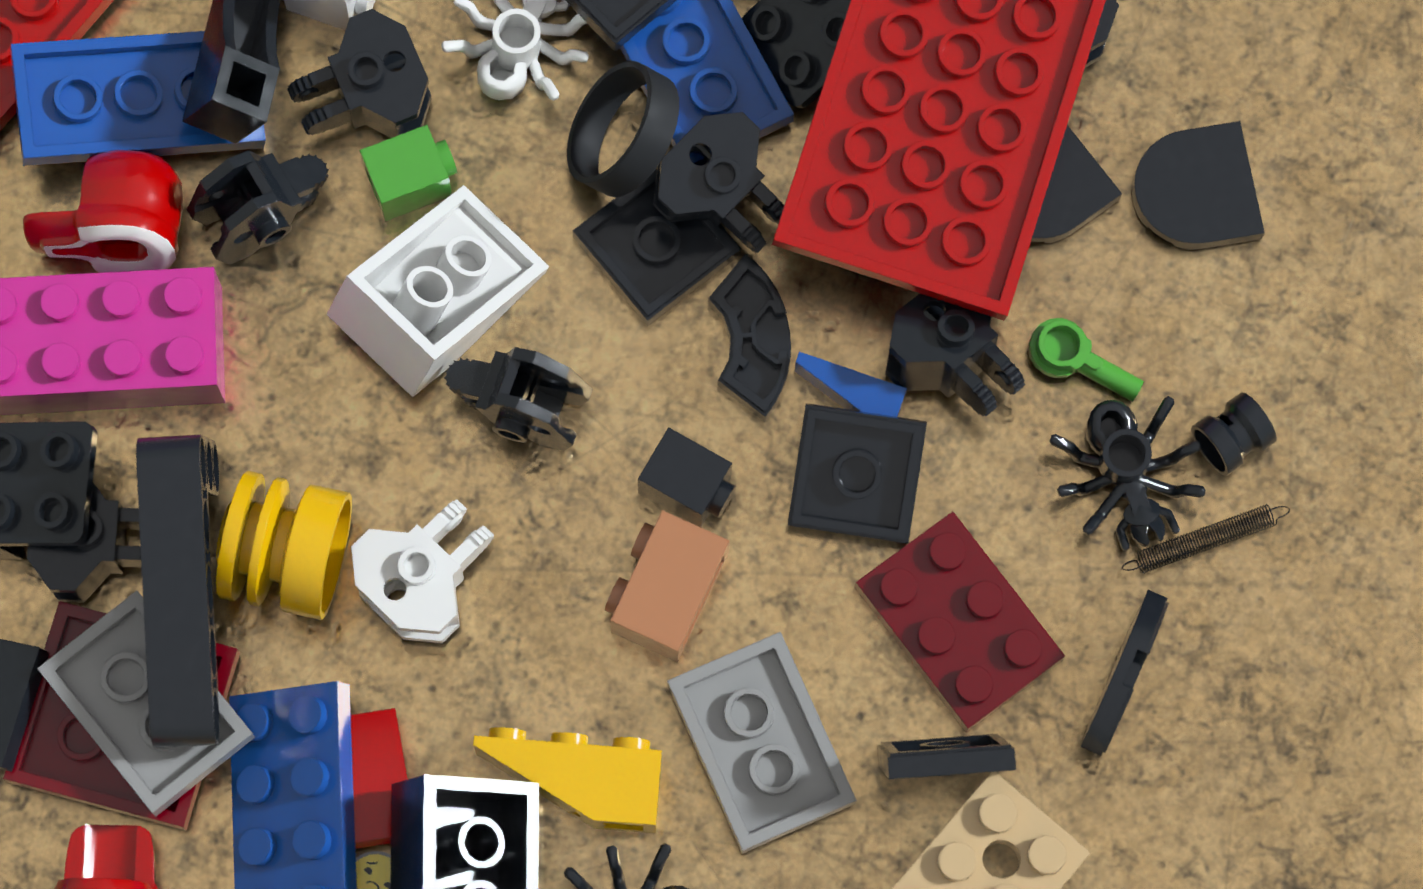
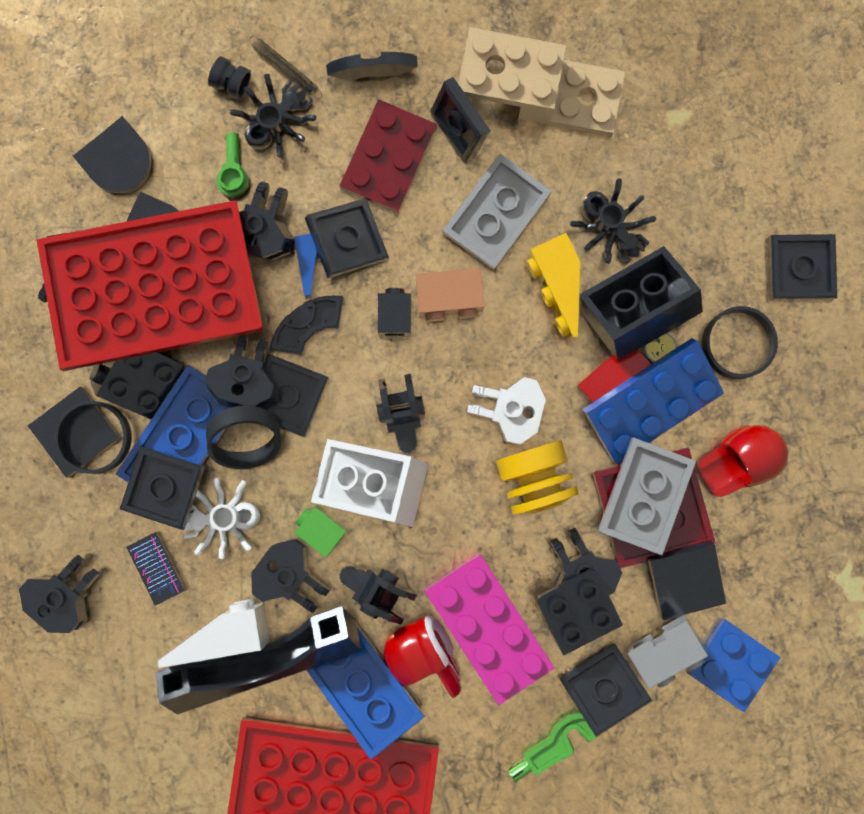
camera: 115 degrees left, 10 degrees up
(177, 586) = (581, 516): black beam -> none

